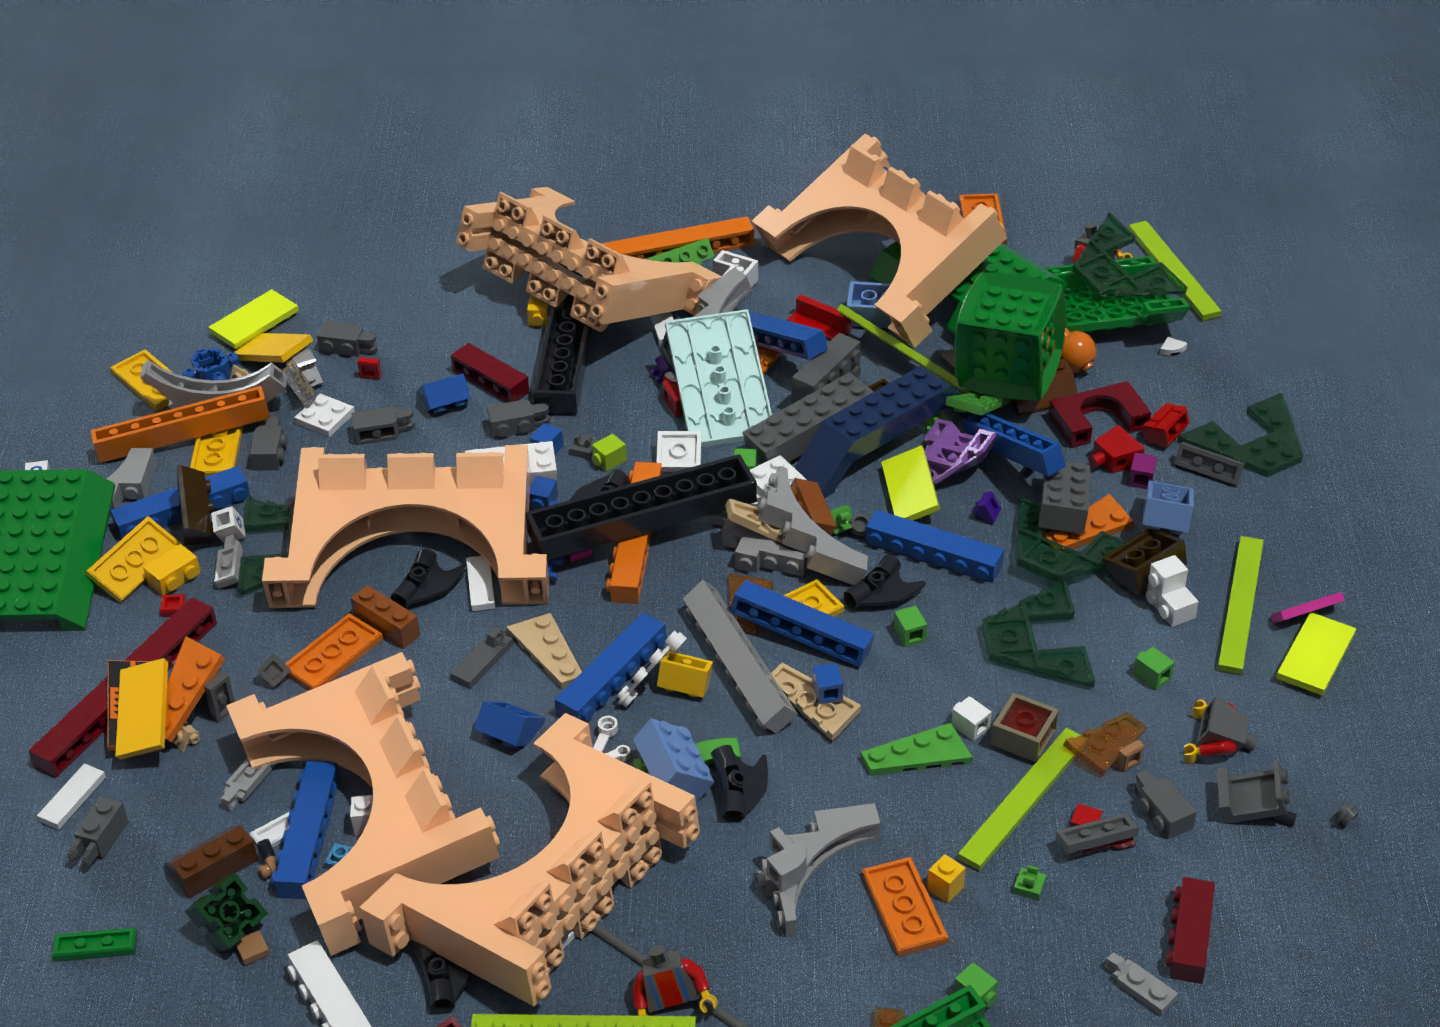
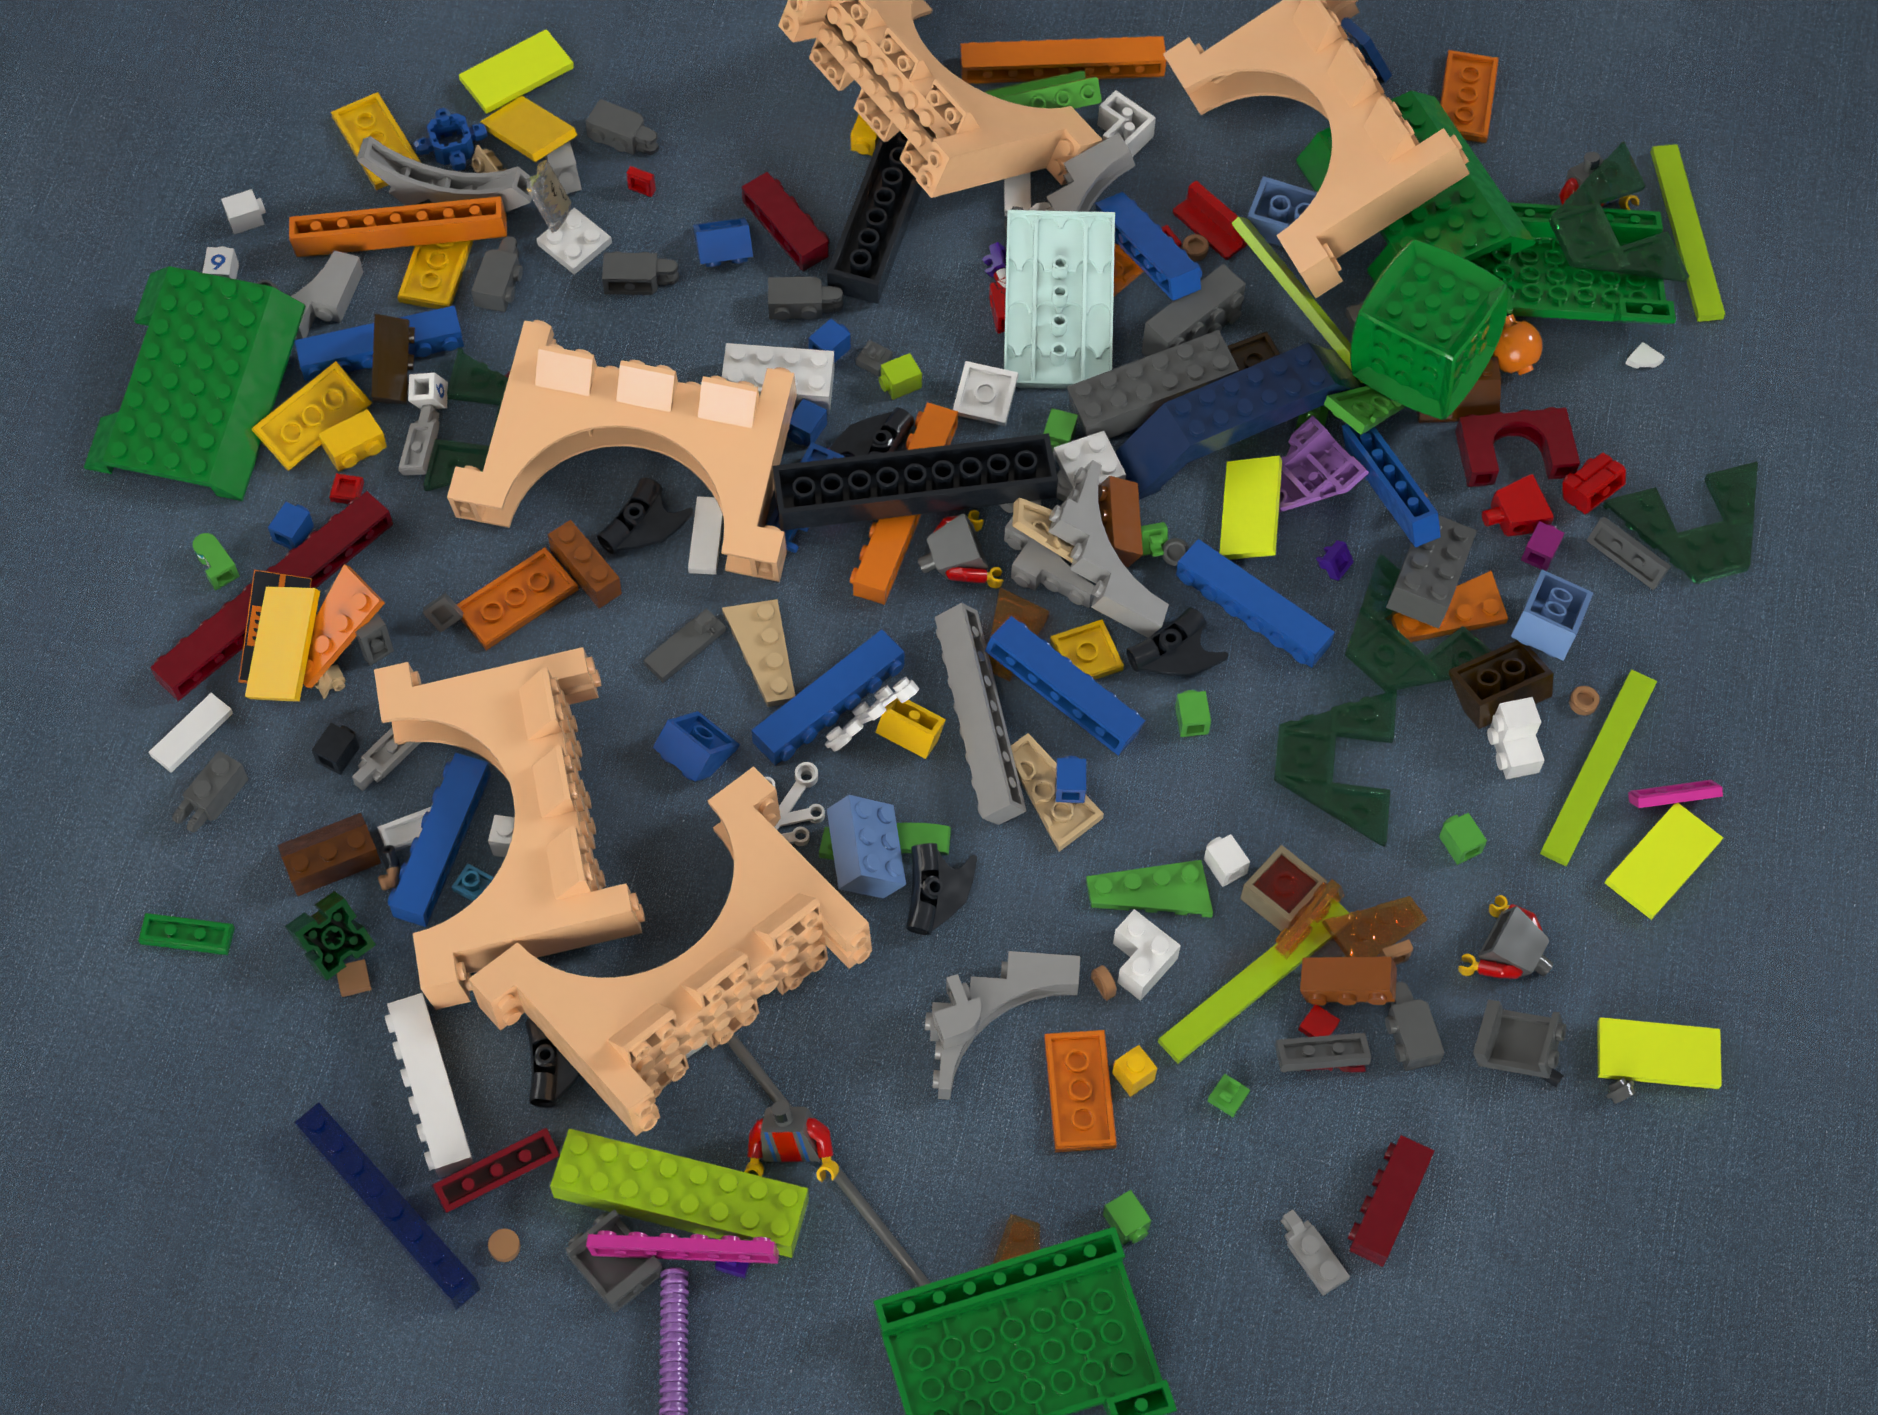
camera: 10 degrees right, 20 degrees up
(50, 439) = (244, 211): none -> white brick
(72, 670) = (211, 553): none -> bright green leg
(130, 635) = (291, 526): none -> blue brick
(201, 781) = (336, 748): none -> black brick
(690, 554) = (958, 551): none -> dark grey torso
(899, 822) = (1104, 982): none -> medium nougat tile
(928, 793) = (1149, 952): none -> white brick
(1062, 721) = (1290, 939): none -> clear orange wing
(1100, 777) = (1348, 980): none -> dark orange brick
(1212, 563) = (1584, 700): none -> medium nougat tile
(1366, 782) = (1659, 1053): none -> neon yellow tile

